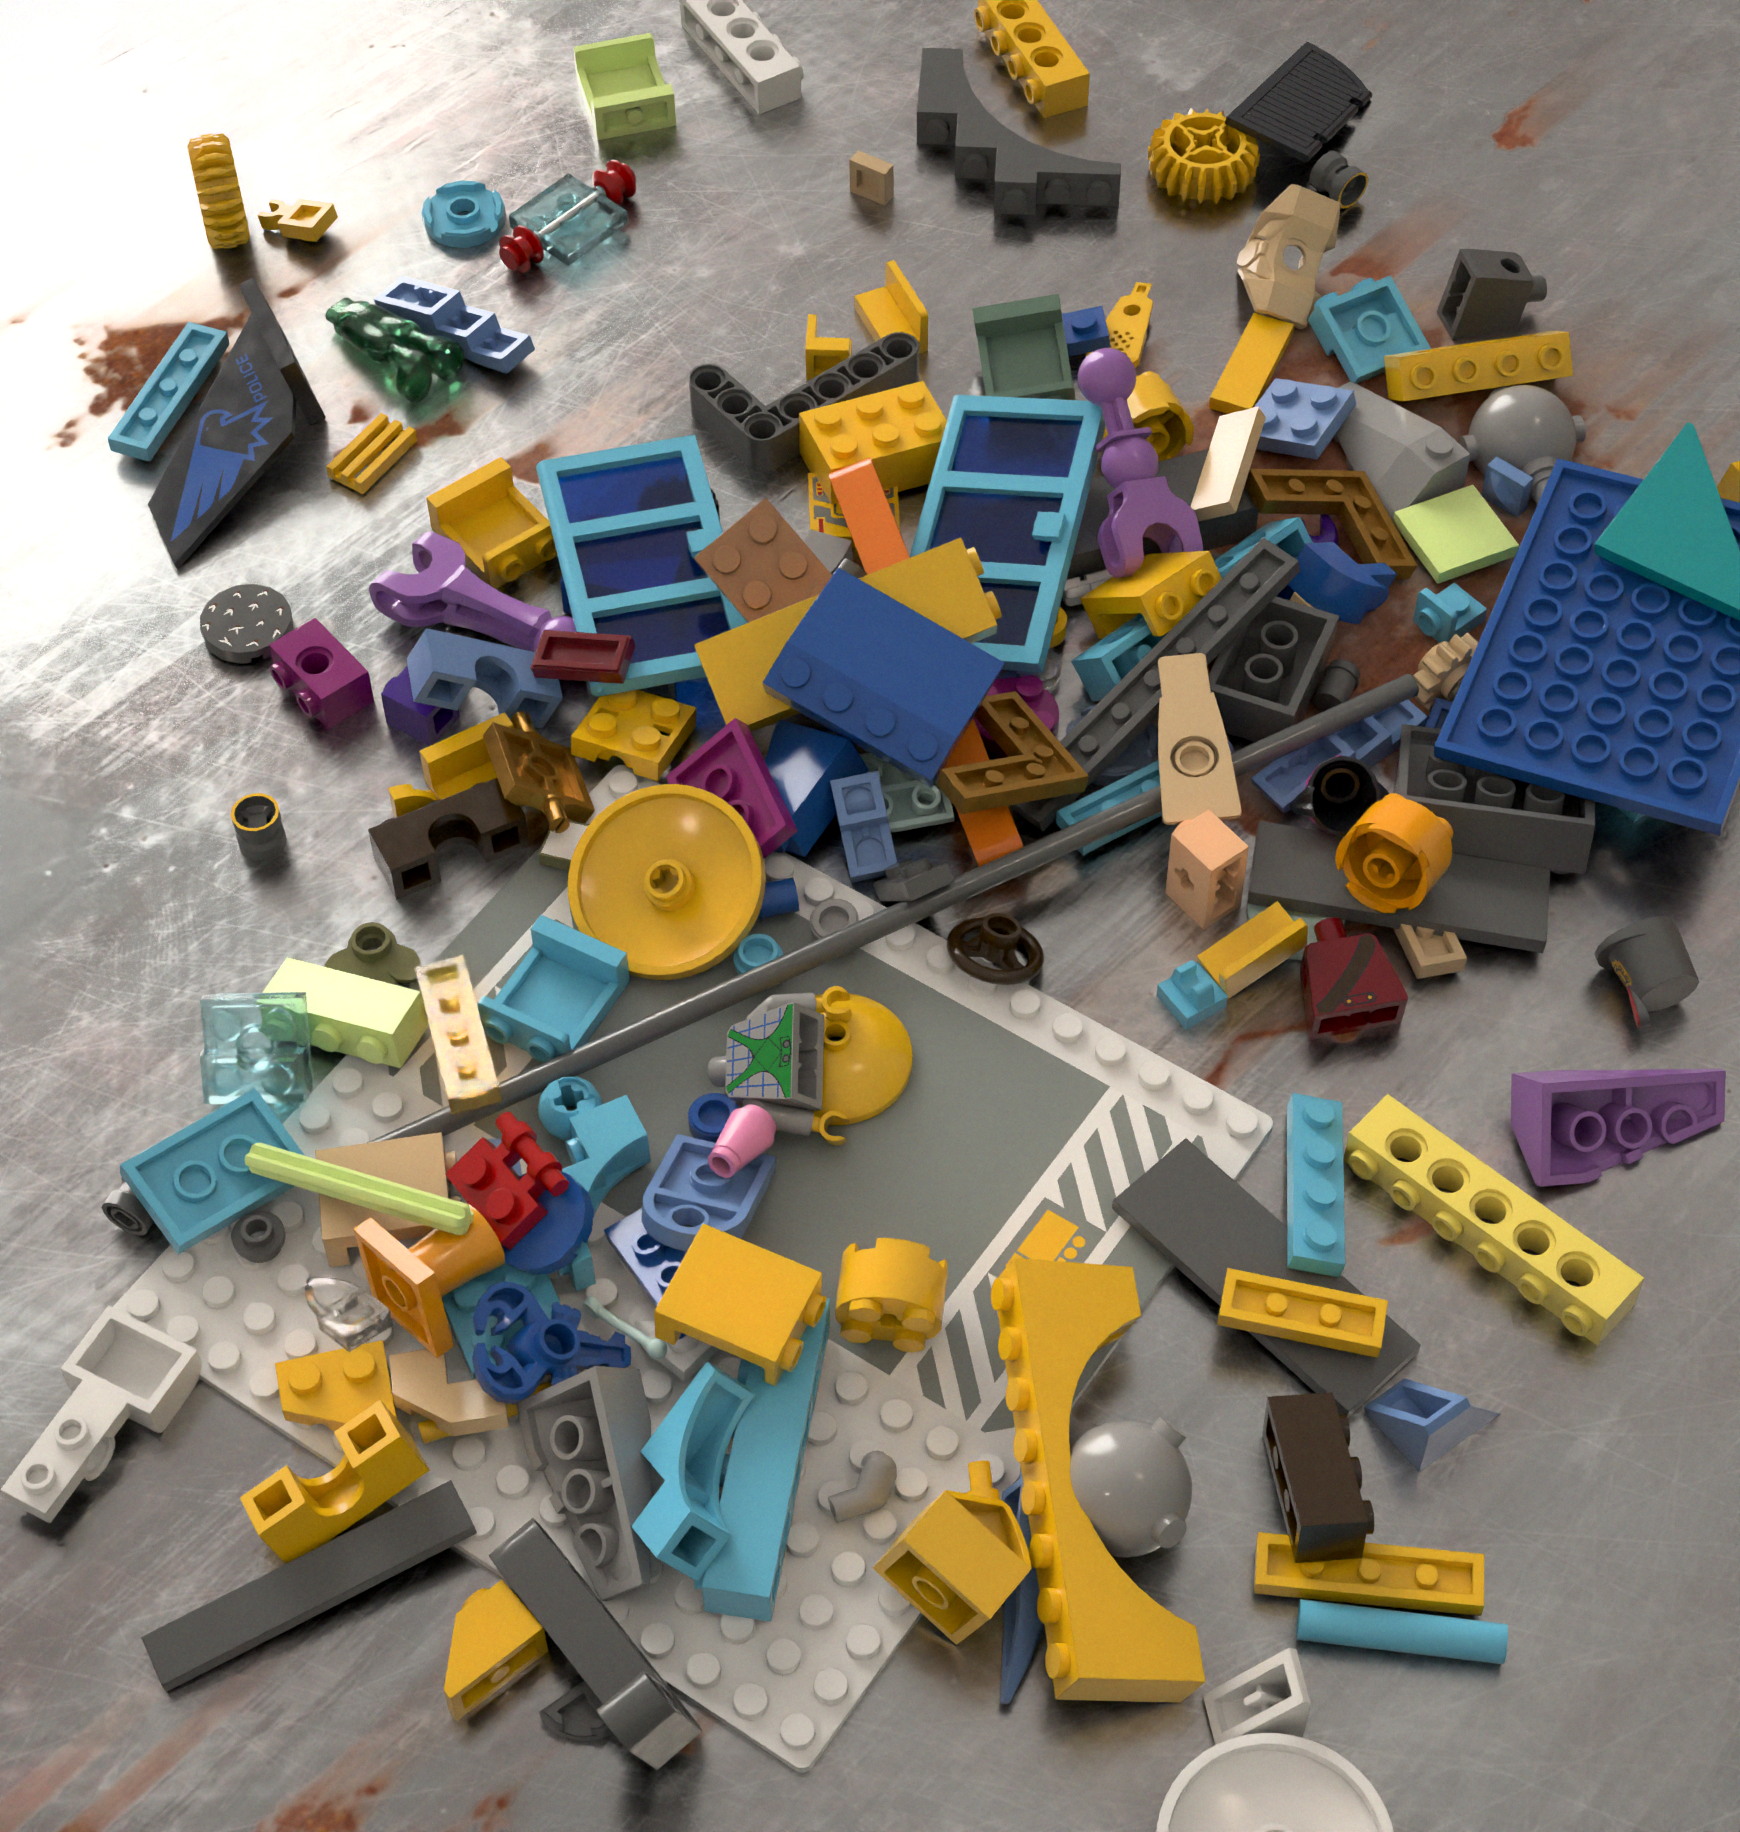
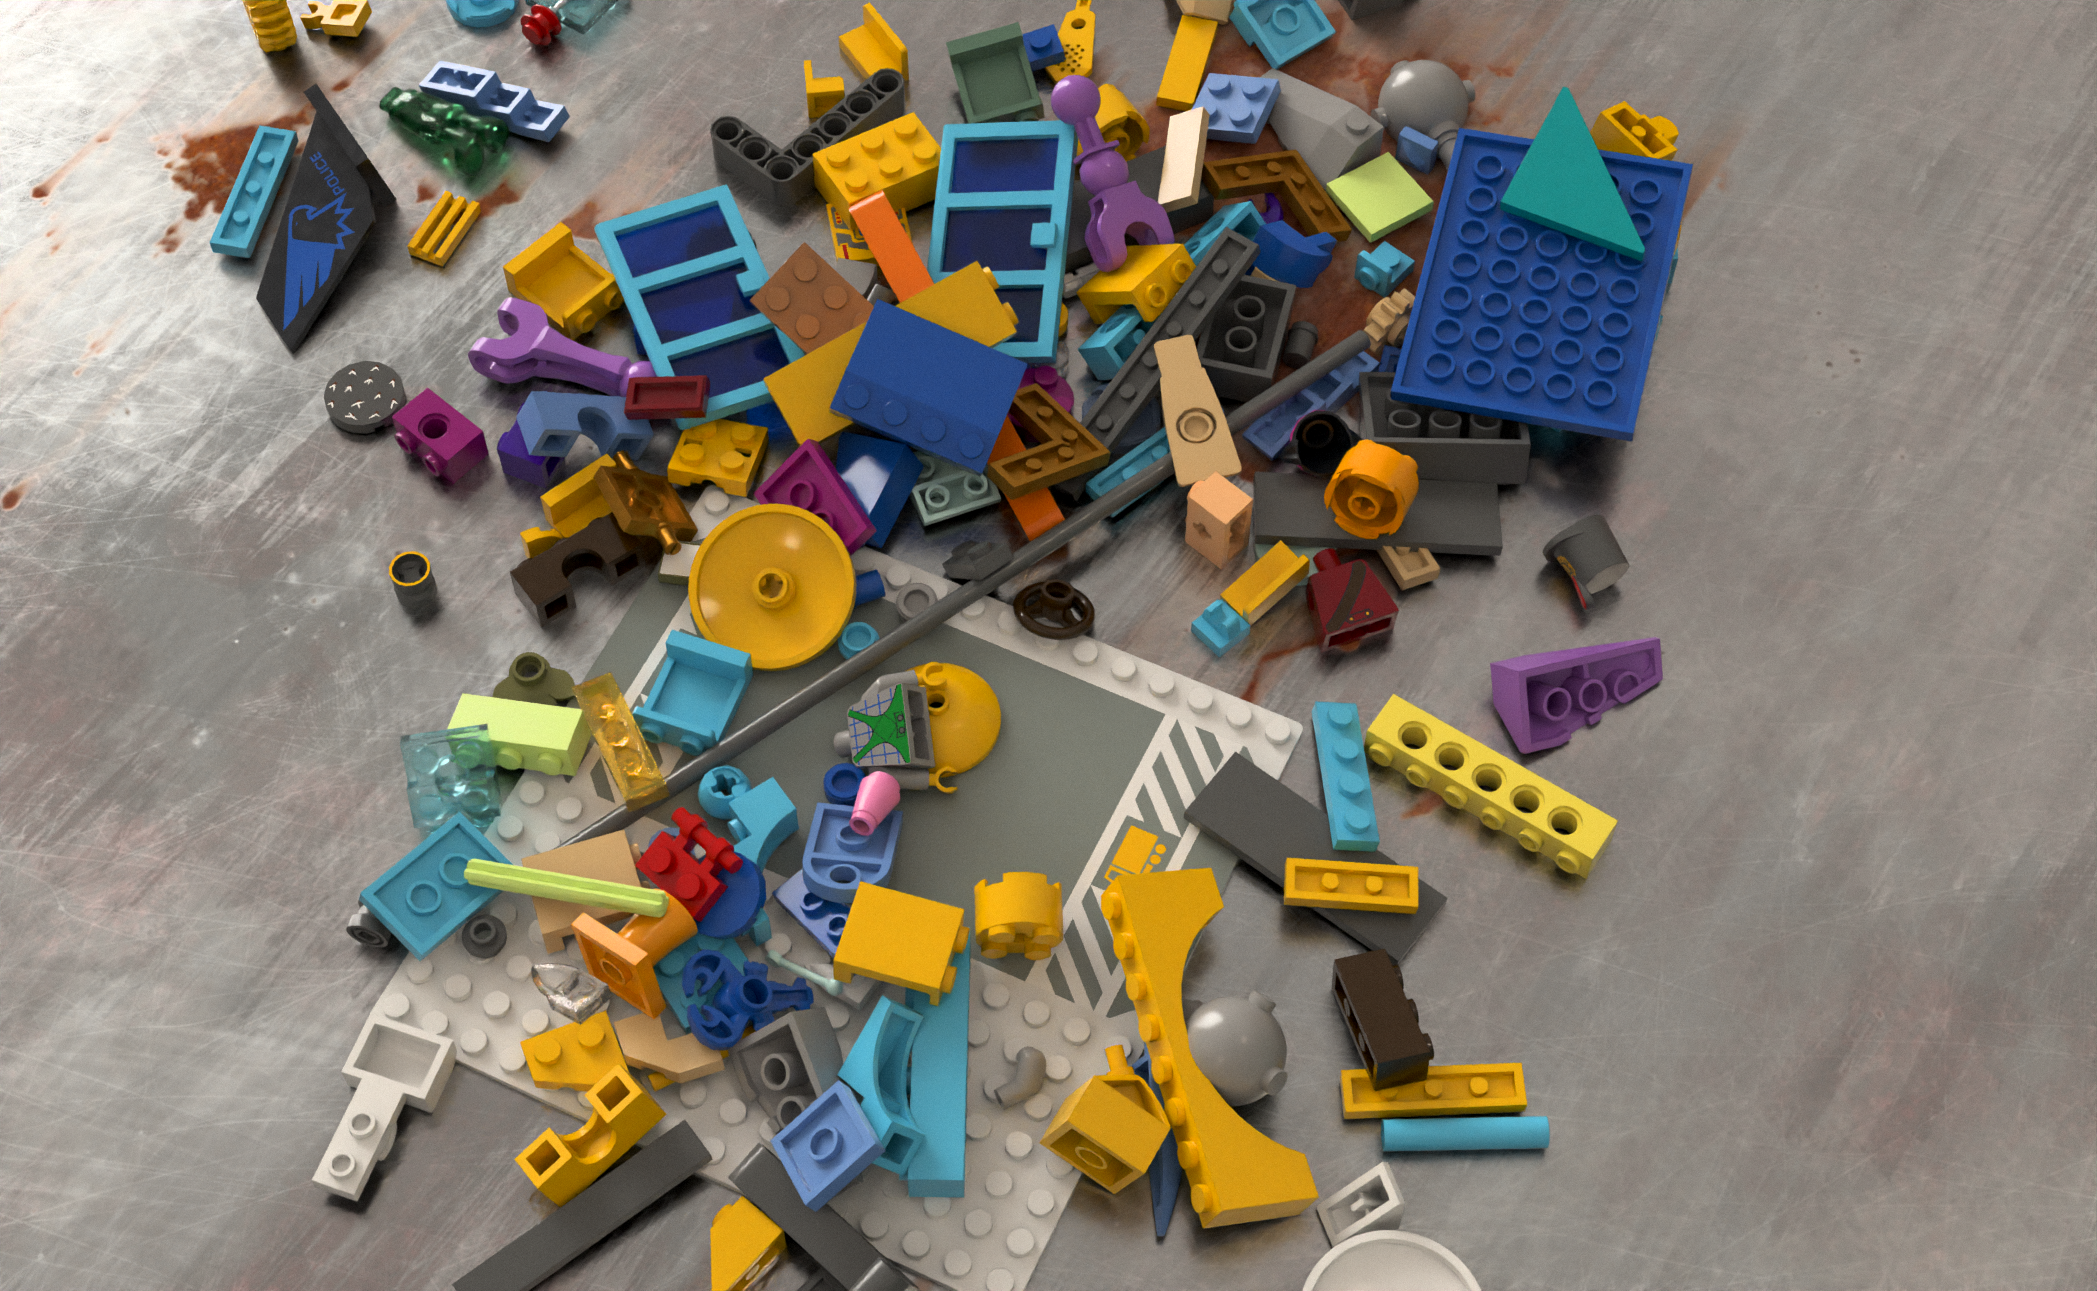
camera: 10 degrees left, 5 degrees up
(609, 1531) = (827, 1146): none -> medium blue plate
(863, 825) = (928, 516): medium blue slope -> none
(1425, 1420) = (1458, 959): medium blue slope -> none
(1478, 365) = (1378, 44): yellow brick -> none

